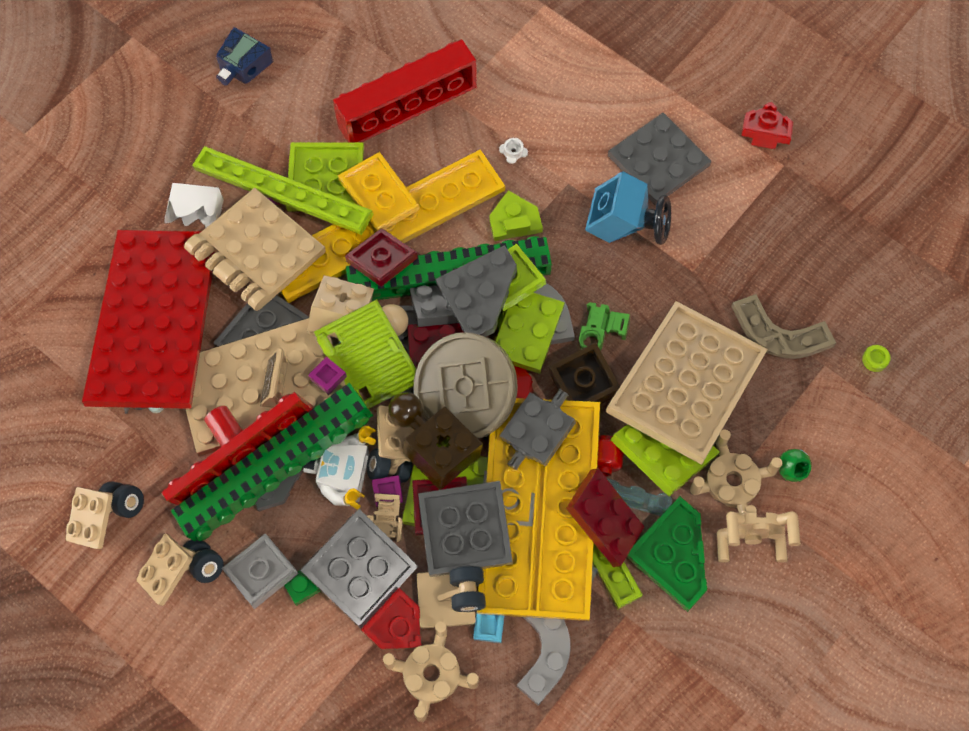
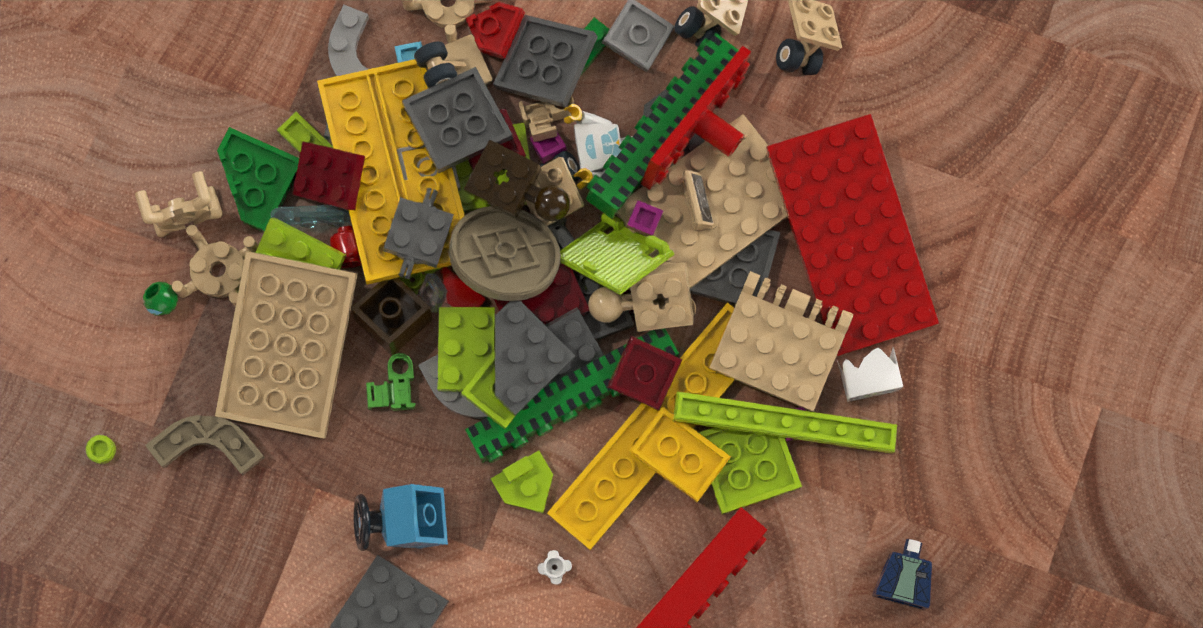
camera: 160 degrees right, 10 degrees up
(542, 386) = (433, 292): none -> clear plate

